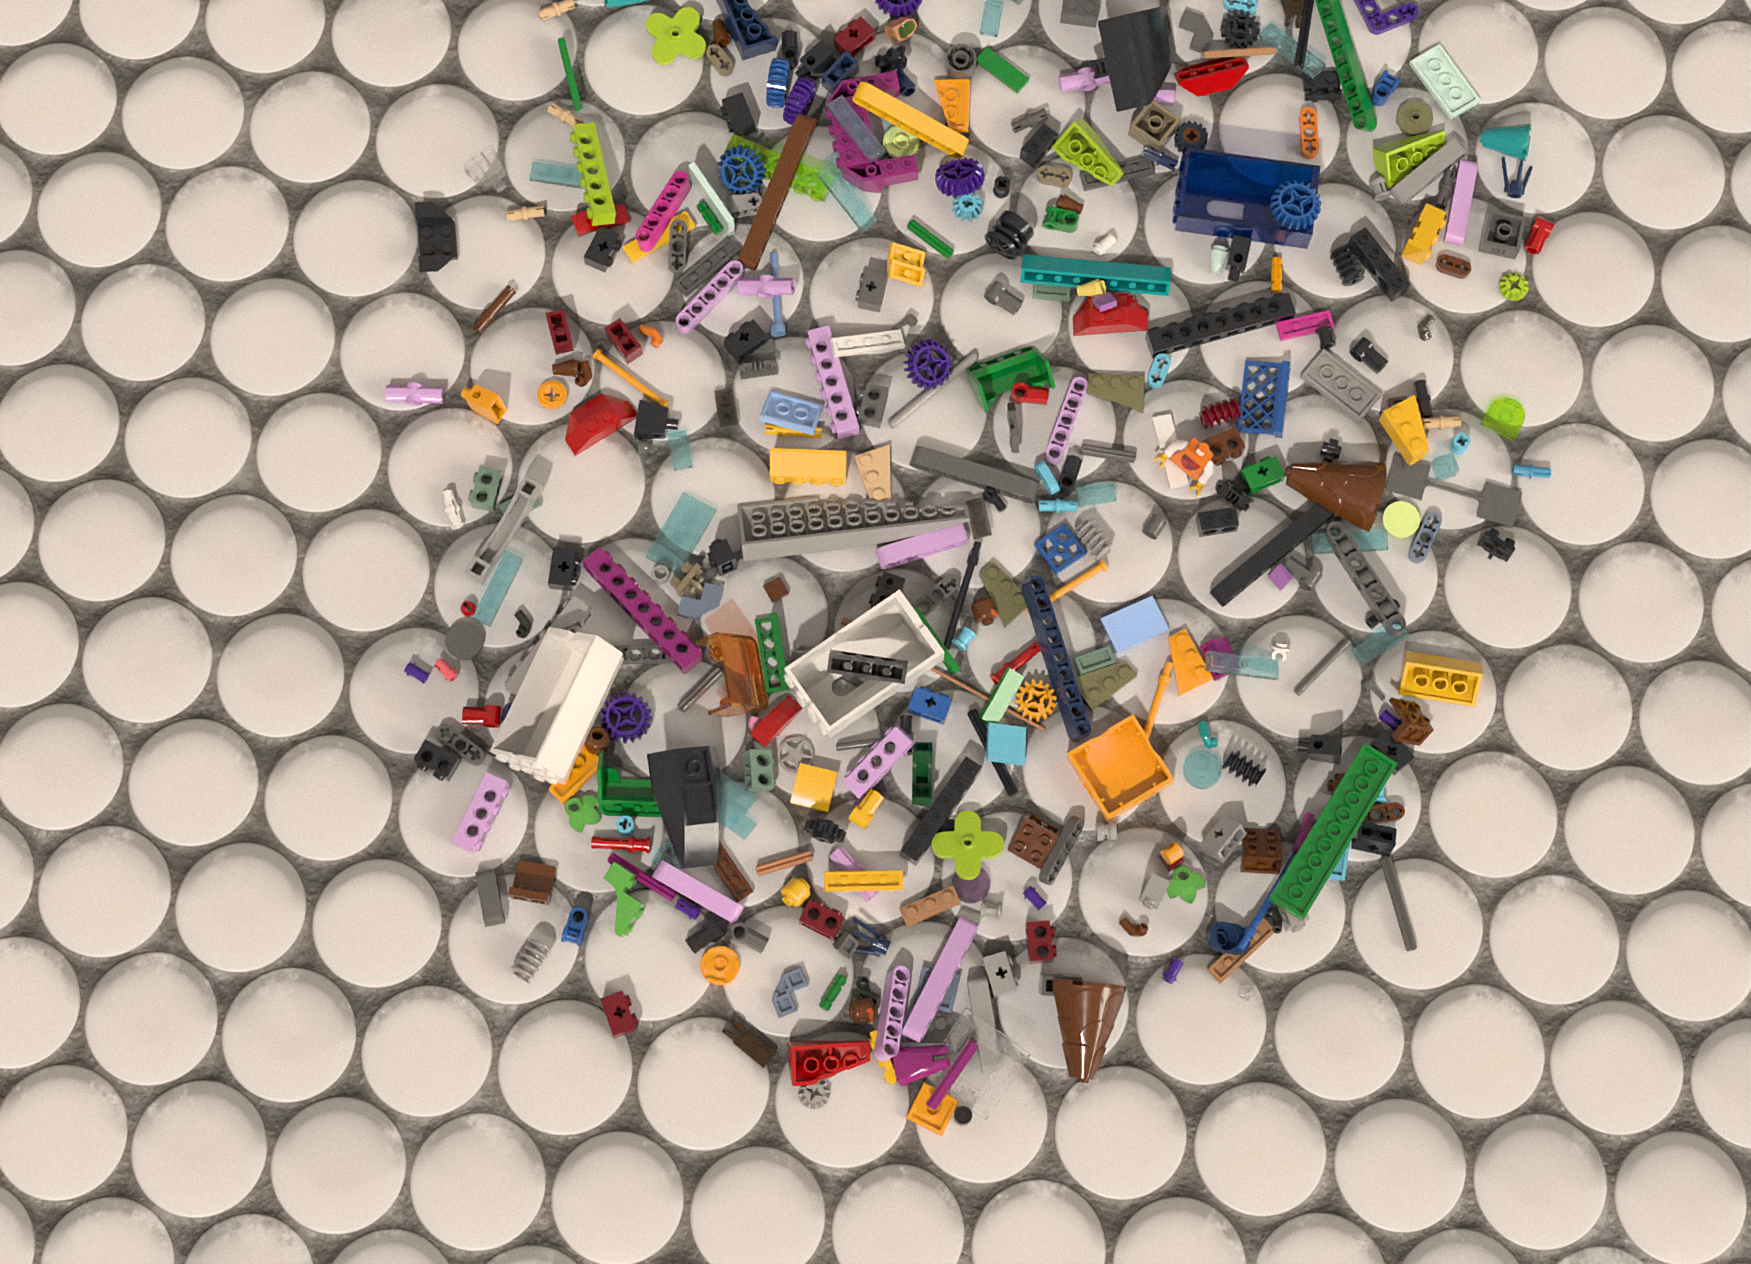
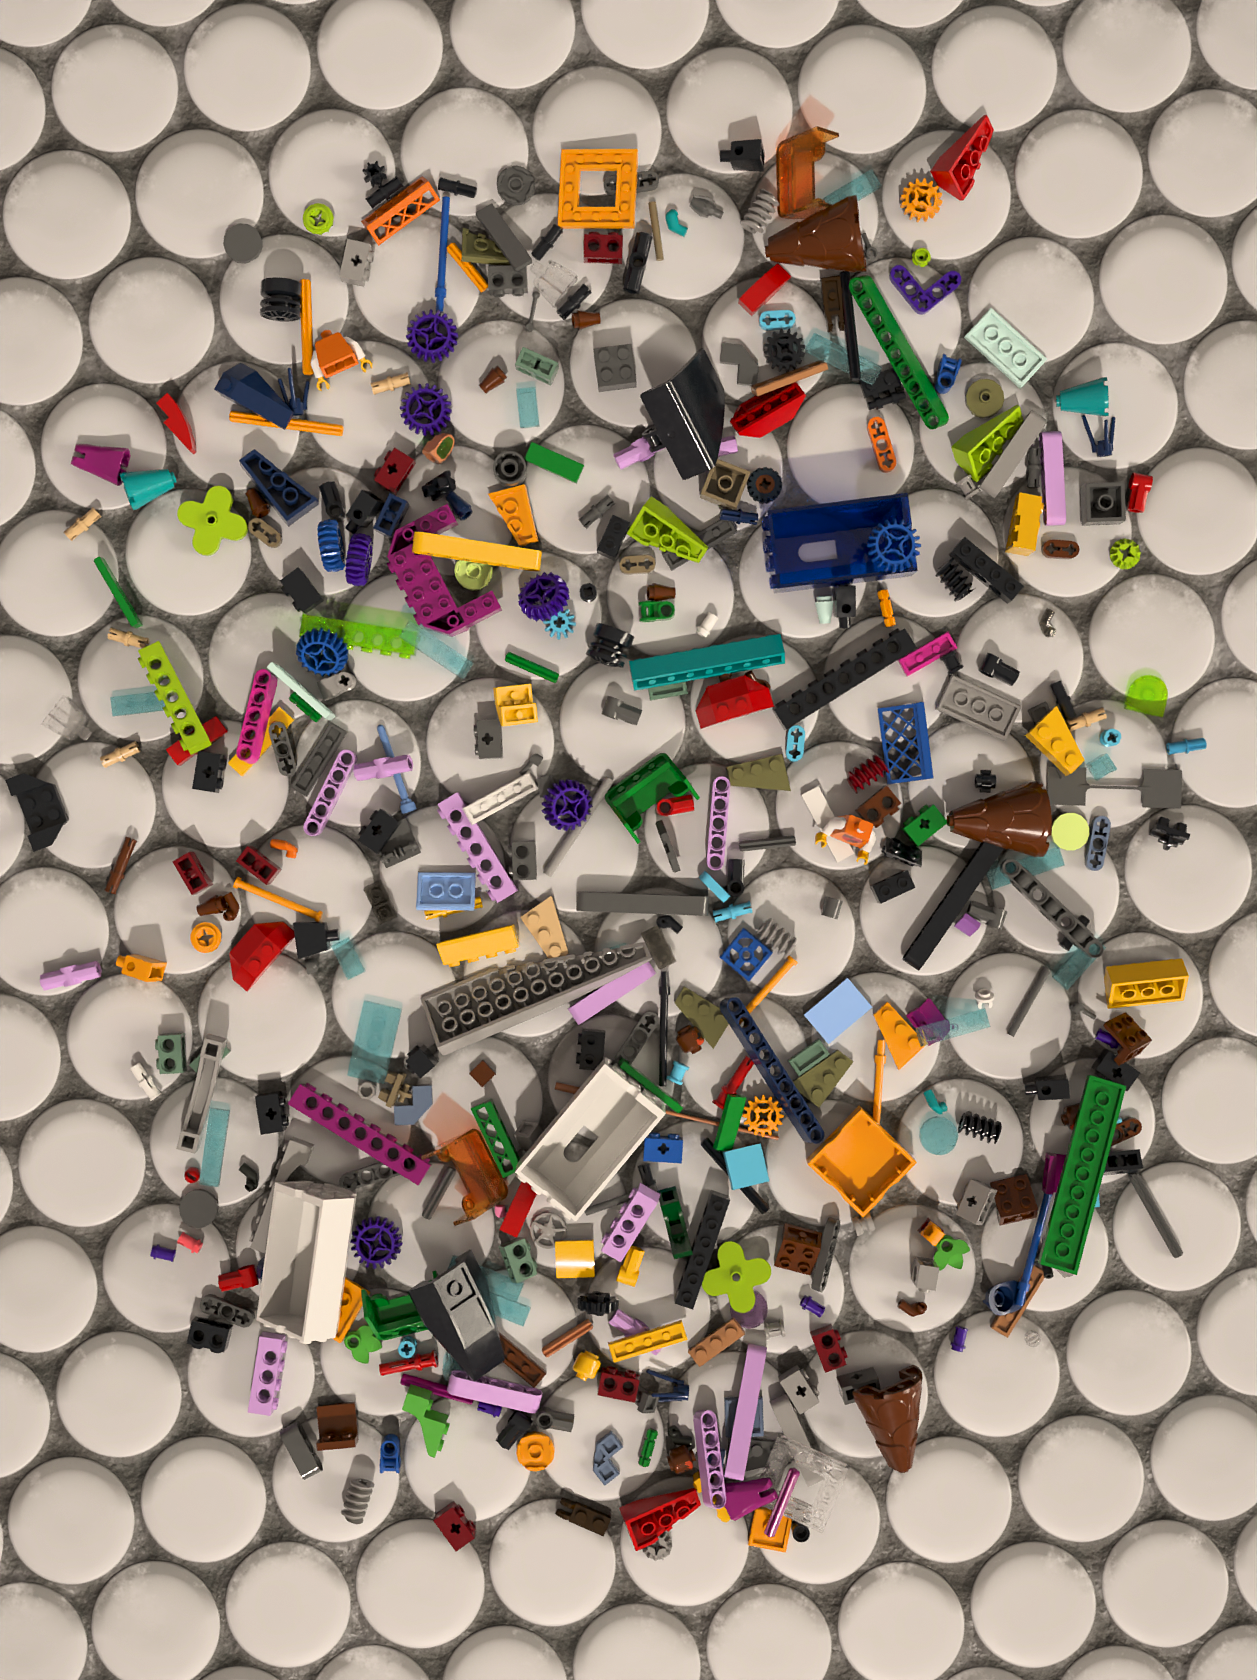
camera: 15 degrees left, 15 degrees up
(597, 740) = (351, 1270): reddish brown head -> none
(777, 191) = (364, 665): reddish brown beam -> none
(856, 128) = (425, 581): clear light blue tile -> none
(867, 666) = (595, 1155): black brick -> none
(1092, 288) = (710, 679): light yellow cone -> none
(1096, 494) = (766, 889): clear light blue tile -> none
(1104, 301) = (724, 693): medium lavender tile -> none

